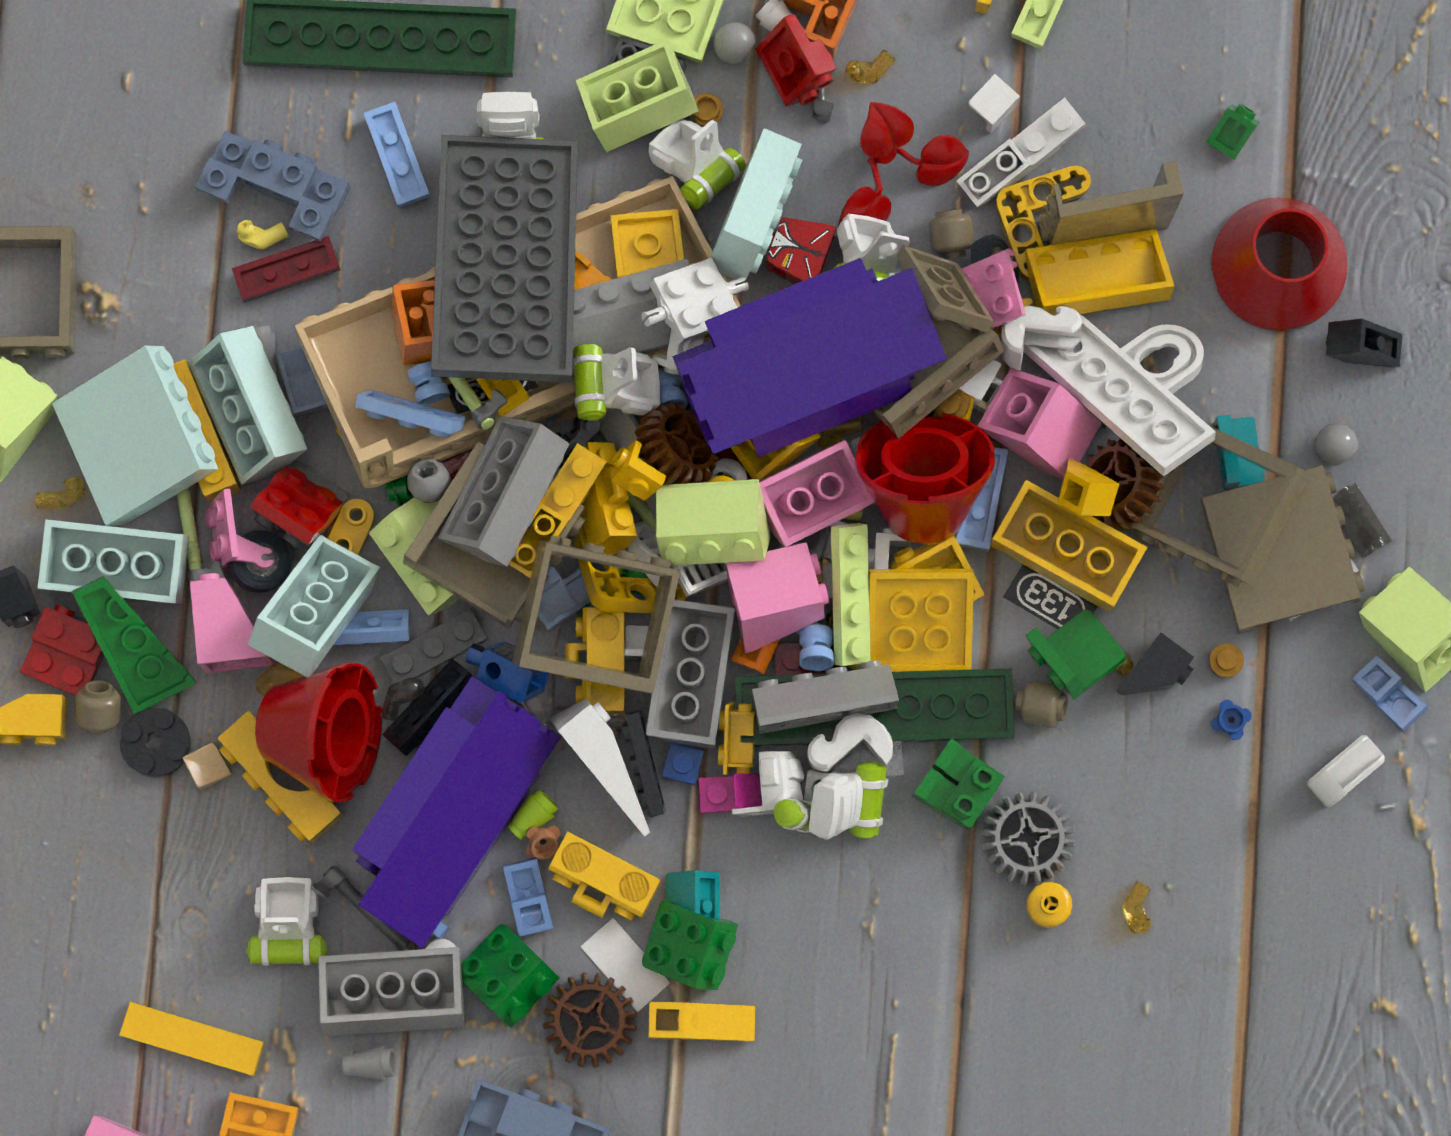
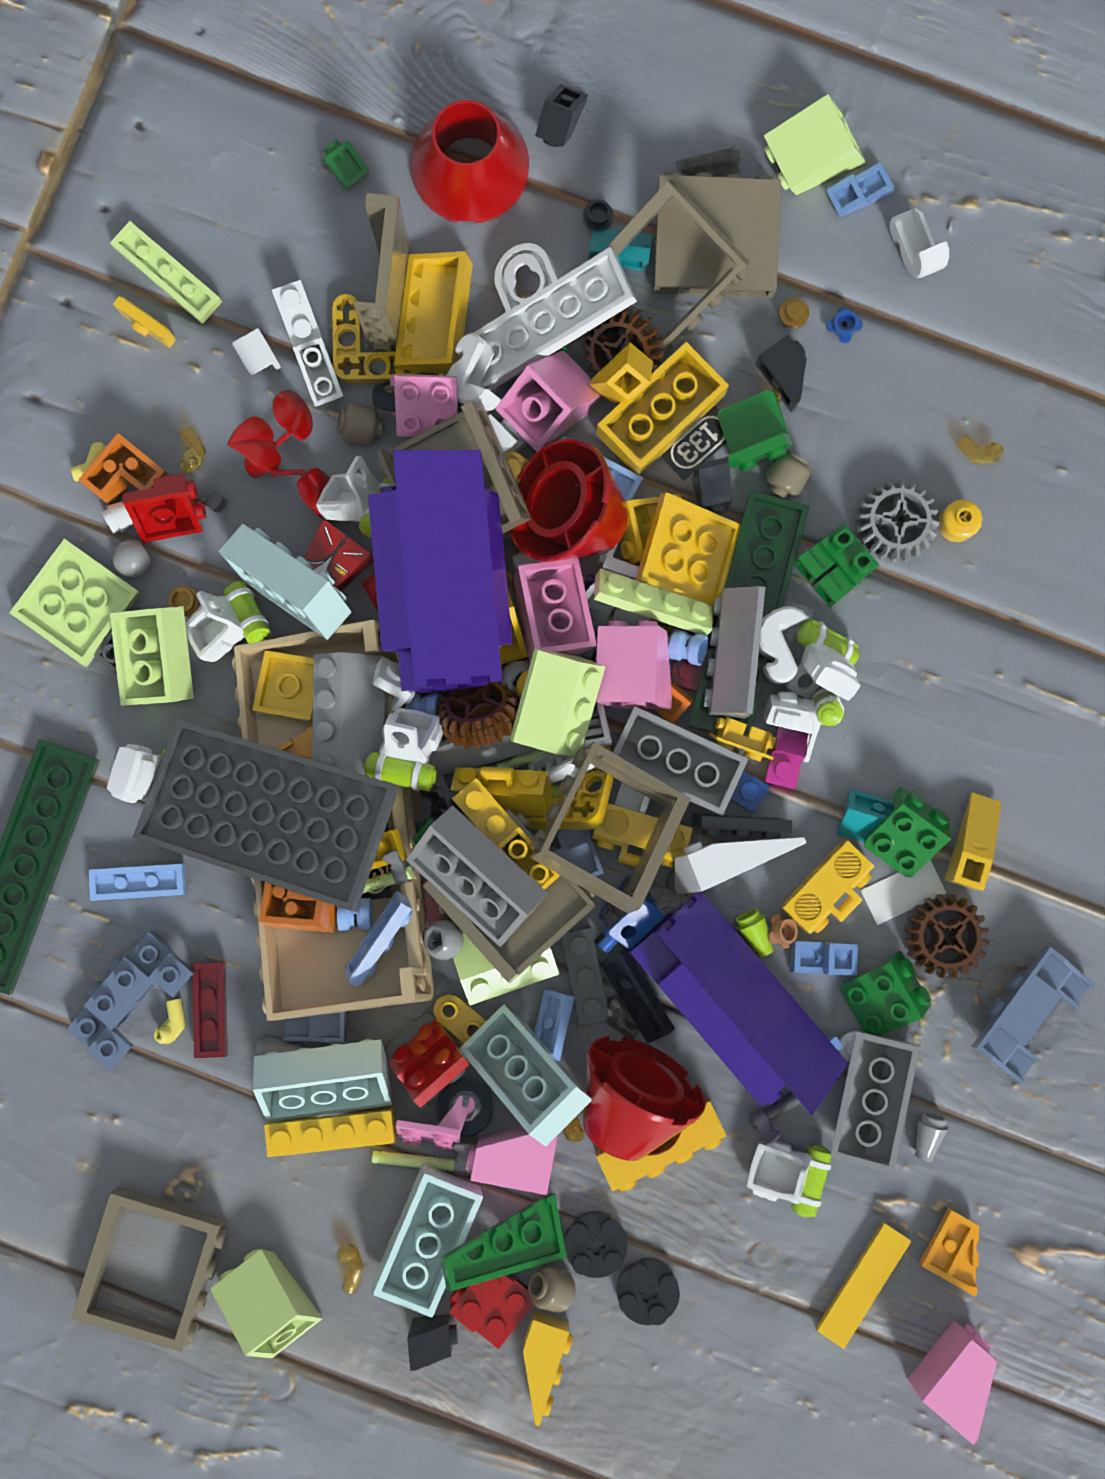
camera: 75 degrees left, 5 degrees up
(134, 826) = (656, 1308): none -> black plate
(135, 435) = (319, 1189): light aqua brick -> none
(207, 766) = (631, 1206): tan slope -> none
(398, 490) = (440, 967): green plate -> none
(635, 474) = (495, 756): yellow bracket -> none
(692, 297) = (355, 657): white plate -> none
(946, 289) = (418, 432): dark tan plate -> none
(1000, 625) = (713, 485): none -> black slope
(1266, 417) = (598, 215): none -> black plate
(1336, 444) = (640, 164): light grey piece -> none

